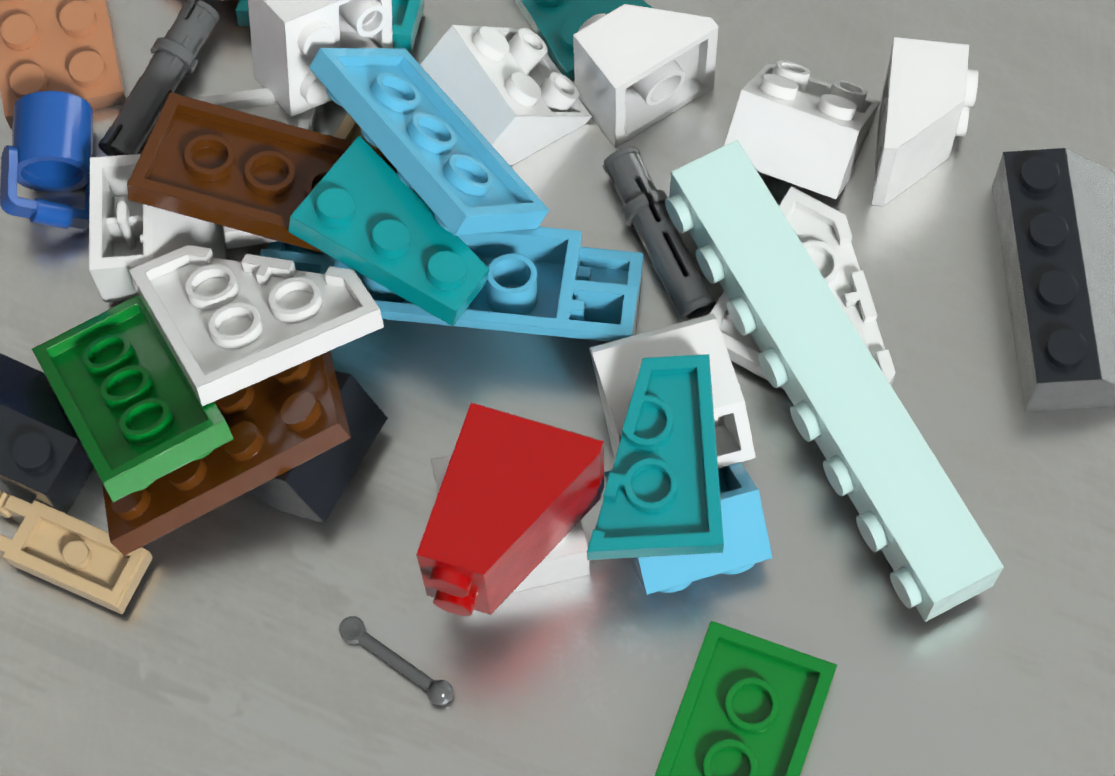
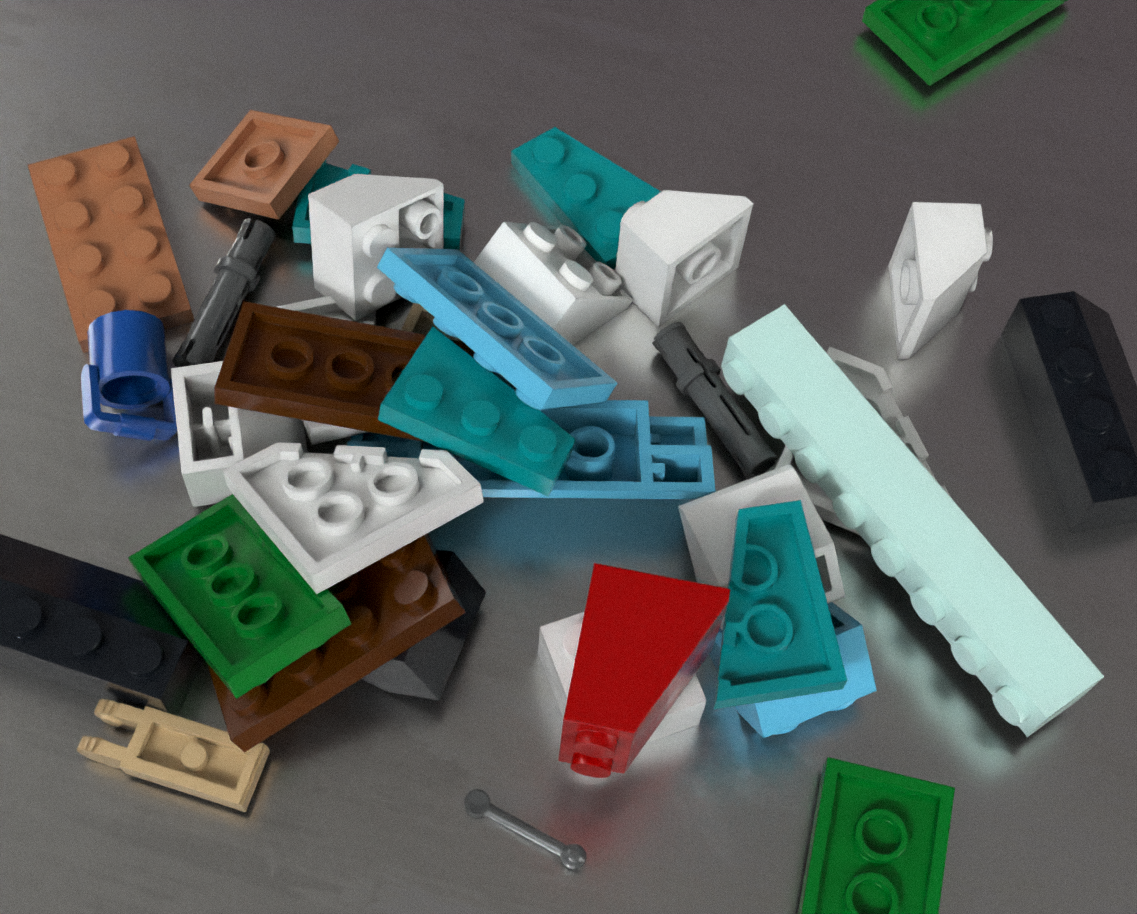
camera: 15 degrees left, 5 degrees down
(802, 126) = (832, 294): white slope -> none

